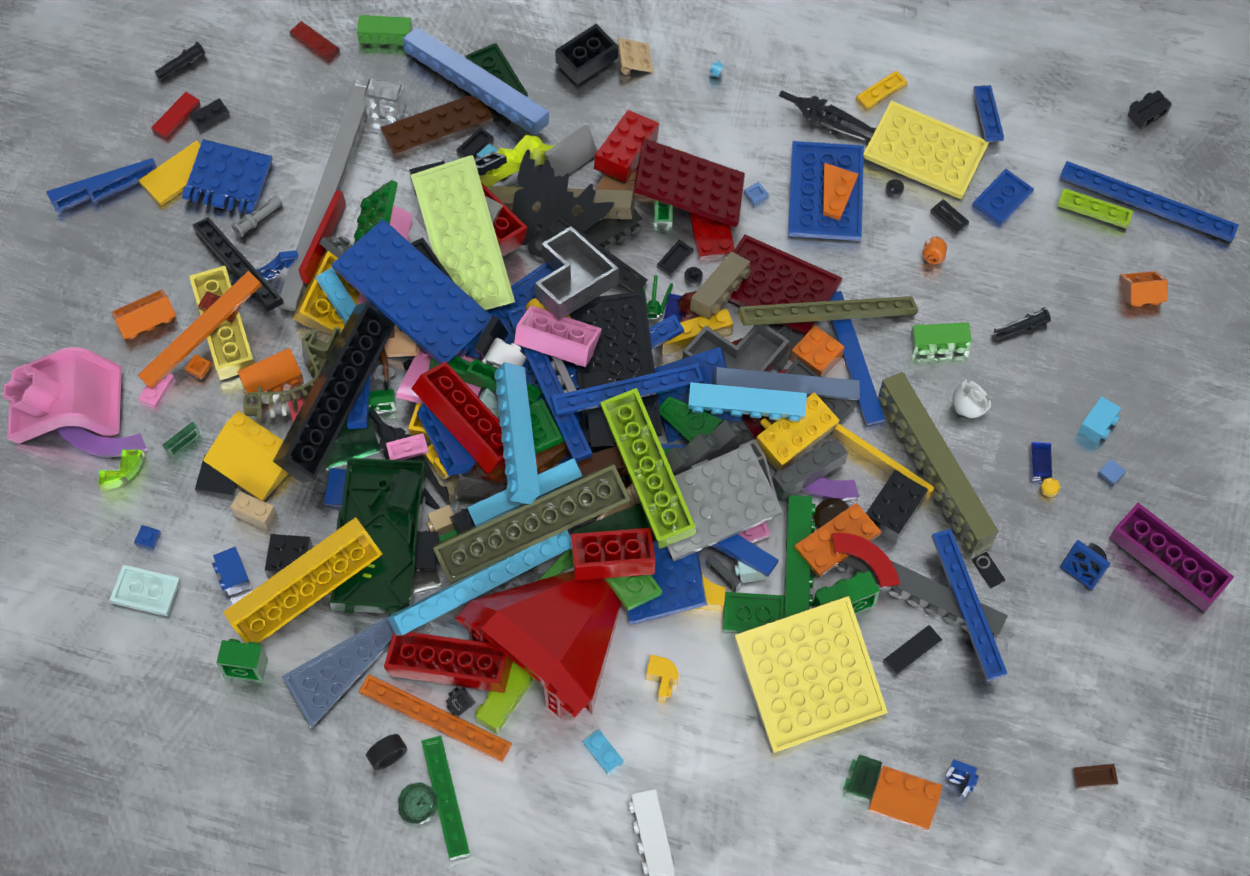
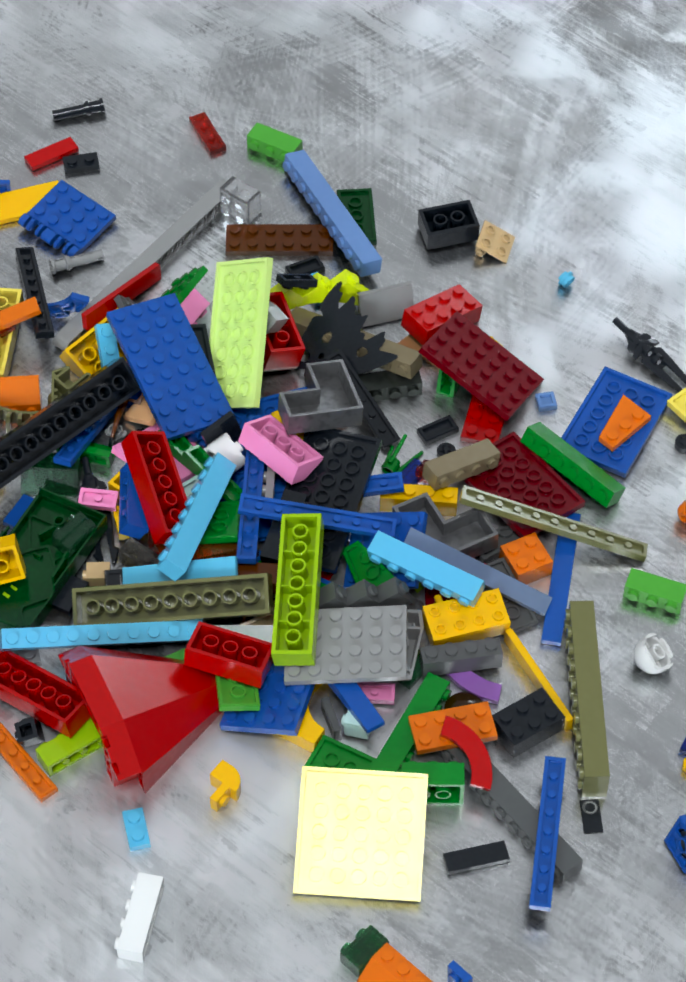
camera: 25 degrees right, 10 degrees down
(813, 246) = (573, 464): none -> green brick

